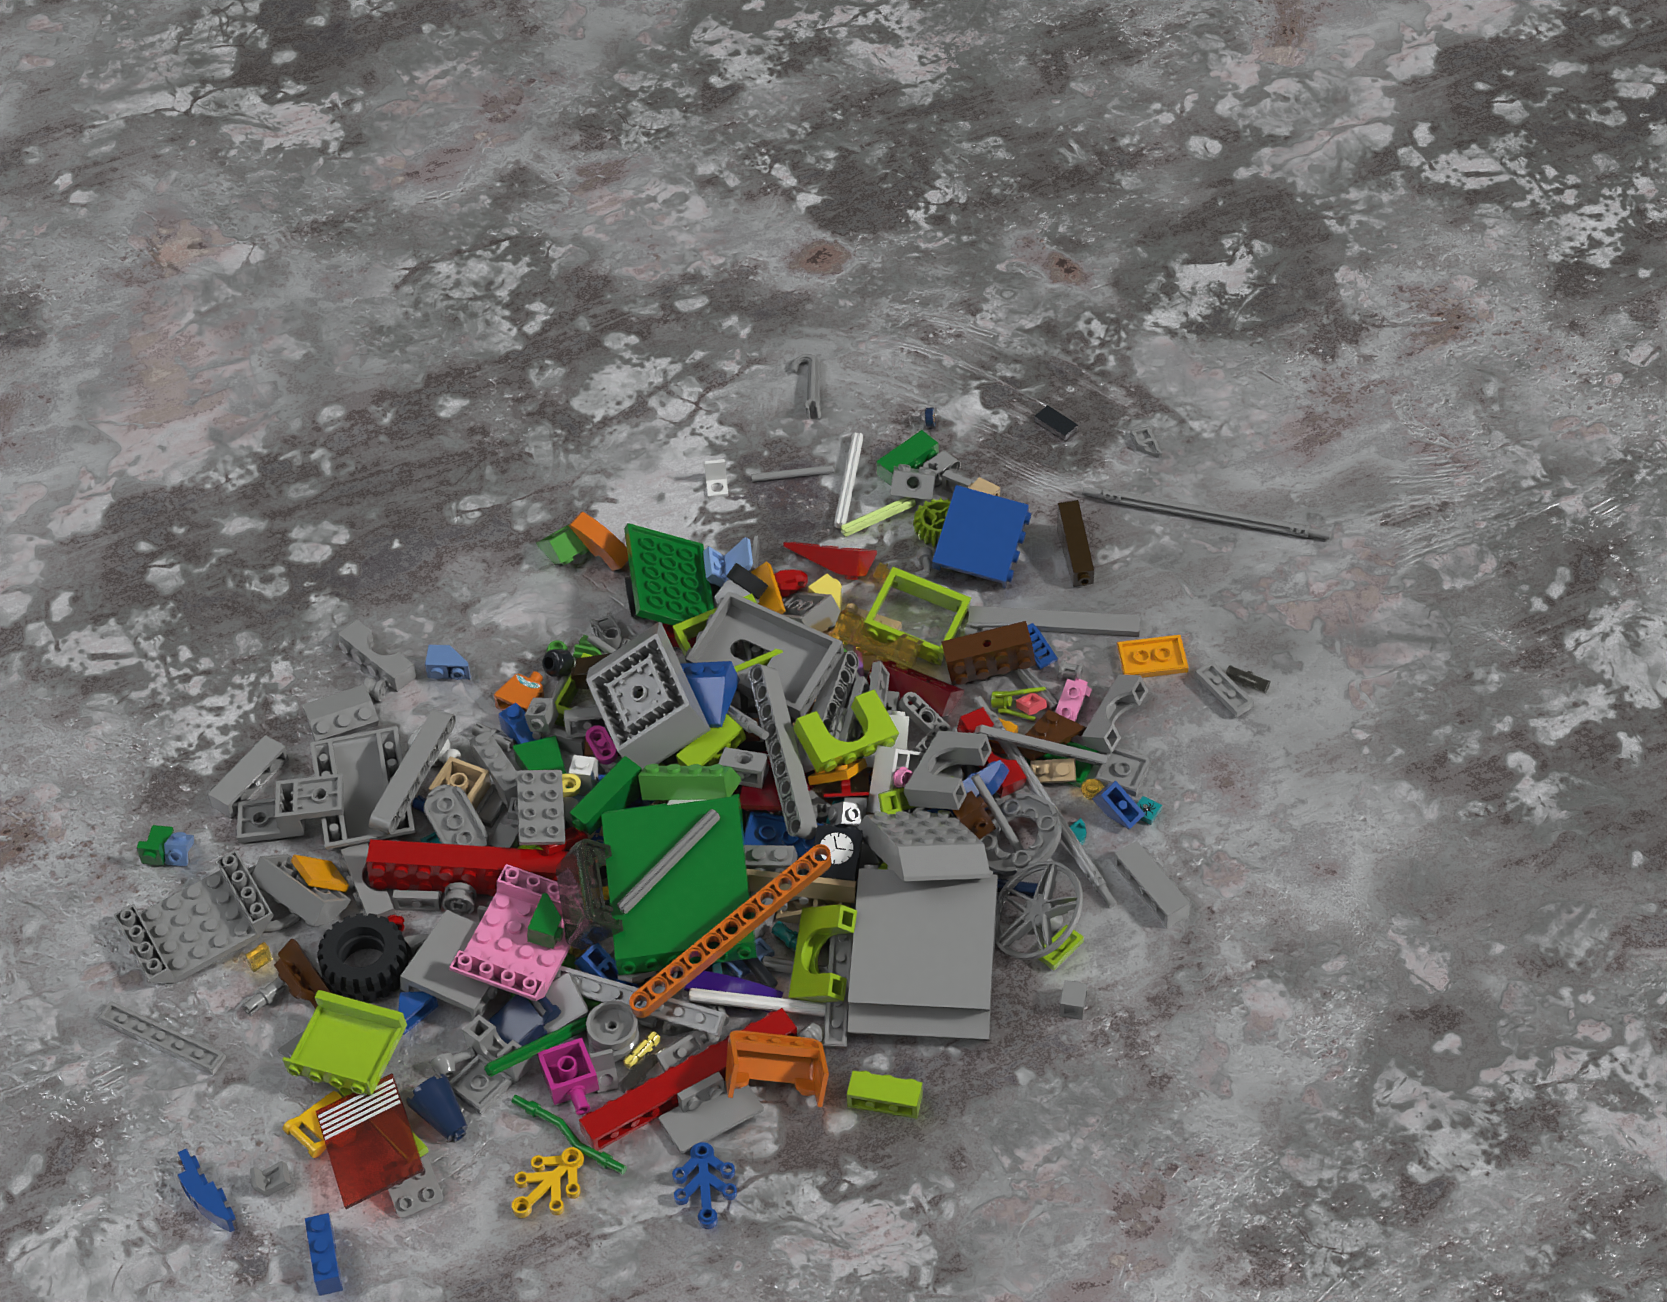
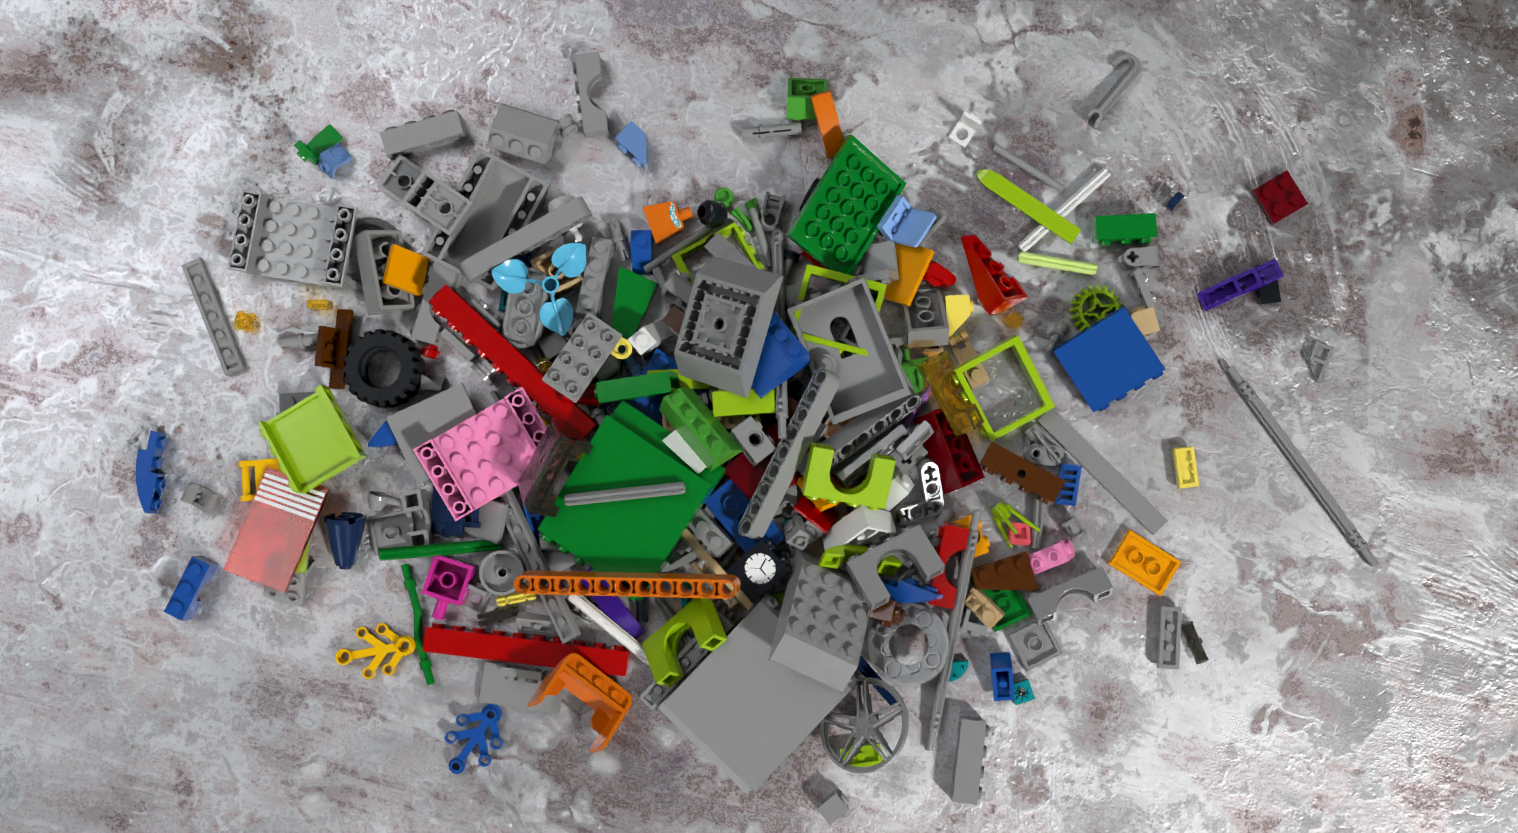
camera: 40 degrees right, 35 degrees up
(191, 1016) = (240, 317): none -> clear yellow plate
(465, 764) = (555, 314): none -> medium azure plant
(541, 714) = (659, 252): light grey brick -> none
(545, 924) = (512, 460): green slope -> none
(548, 587) = (769, 130): none -> light grey pin
(602, 746) = (672, 326): dark pink plate -> none
(747, 580) = (900, 260): black tyre -> none
(811, 1031) = (634, 683): light grey piece -> none
(816, 492) = (1028, 205): none -> lime piece
(837, 722) = (851, 457): light grey axle -> none
(884, 1094) = (645, 772): lime brick -> none
(902, 777) = (857, 546): bright pink plate -> none
(922, 490) = (1104, 260): light grey brick -> none
(992, 805) = (905, 619): light grey bar -> none
(1008, 367) = (1279, 197): none -> dark red plate
(1036, 434) = (1240, 285): none -> dark purple slope
(1042, 745) = (984, 591): light grey tile -> none
(1058, 790) = (972, 627): none -> light grey bracket
(1074, 543) = (1175, 420): dark brown slope -> none
(1091, 788) = (998, 642): clear yellow plate -> none
(1117, 573) = (1185, 467): none -> light yellow plate

